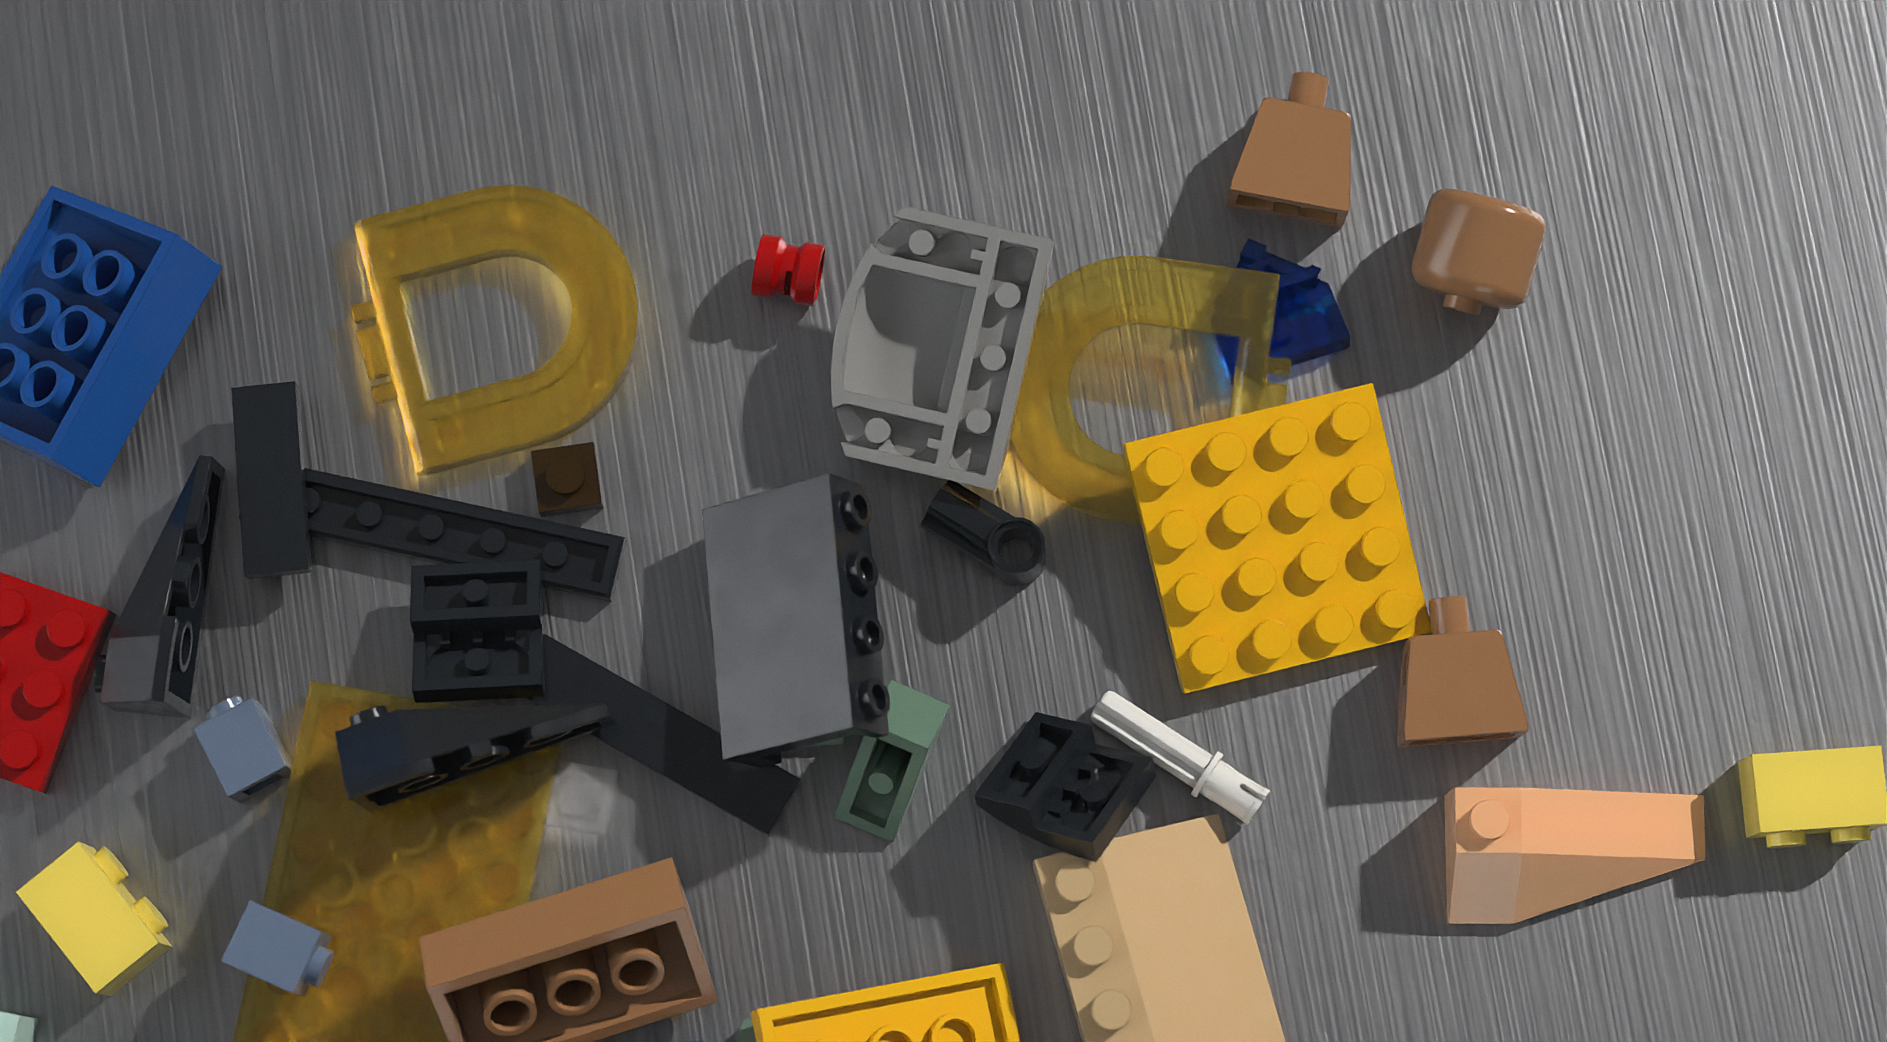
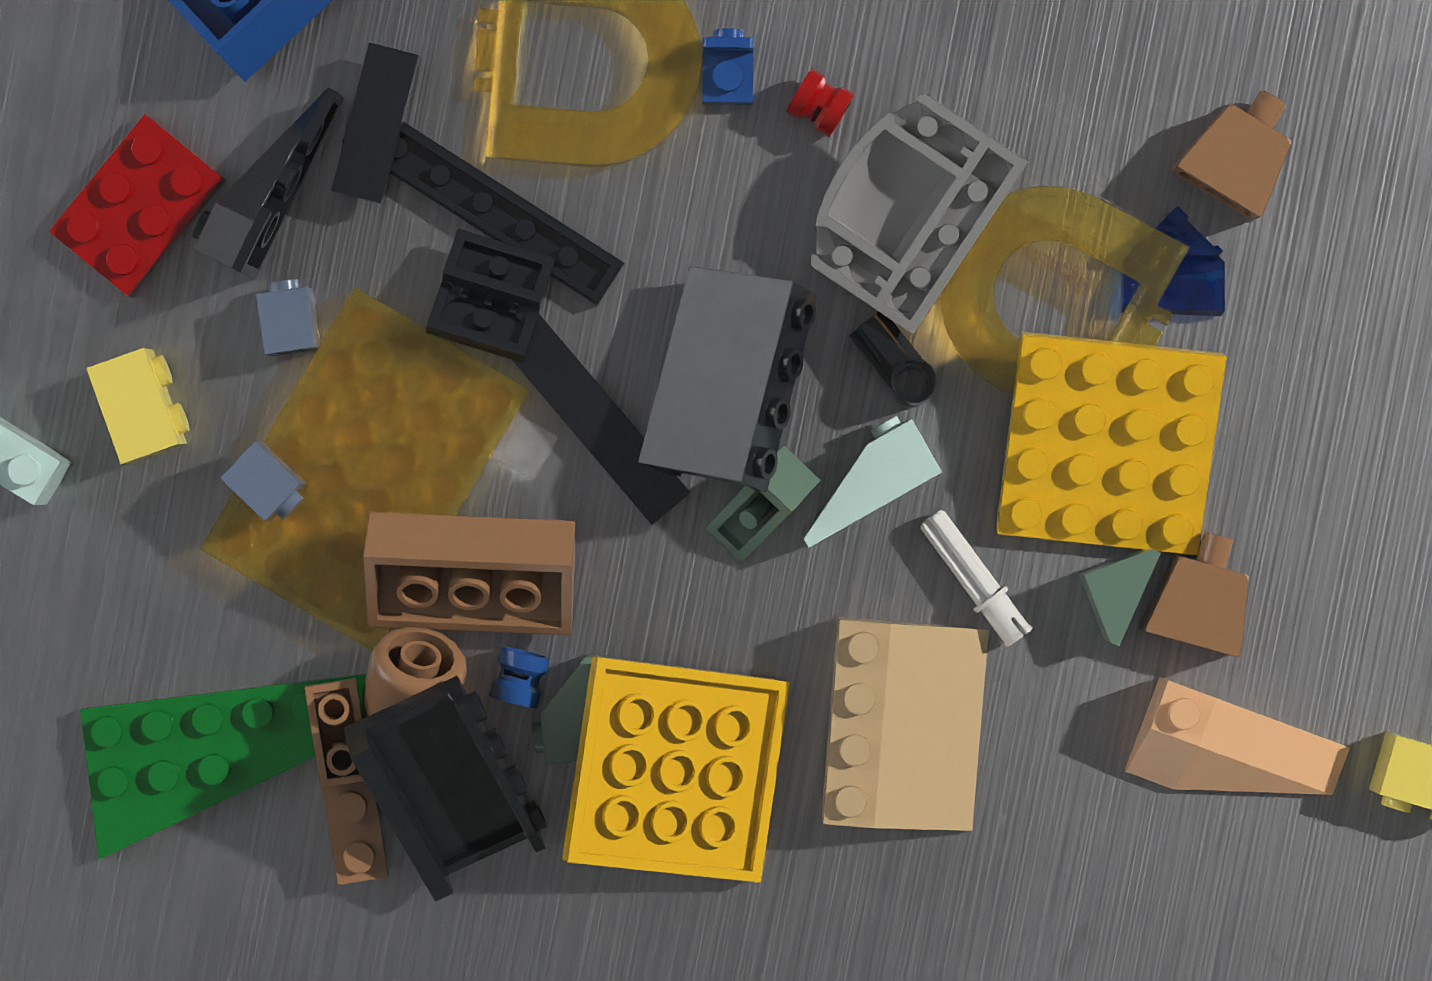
camera: 20 degrees right, 10 degrees up
(420, 750) = (416, 372): black wedge -> none
(567, 479) = (597, 201): dark brown plate -> none
(666, 270) = (727, 68): none -> blue bracket
(1021, 669) = (880, 473): none -> light aqua slope
(1065, 786) = (882, 572): black slope -> none
(1351, 709) = (1117, 589): none -> sand green slope
(1477, 250) = (1346, 282): medium nougat head -> none

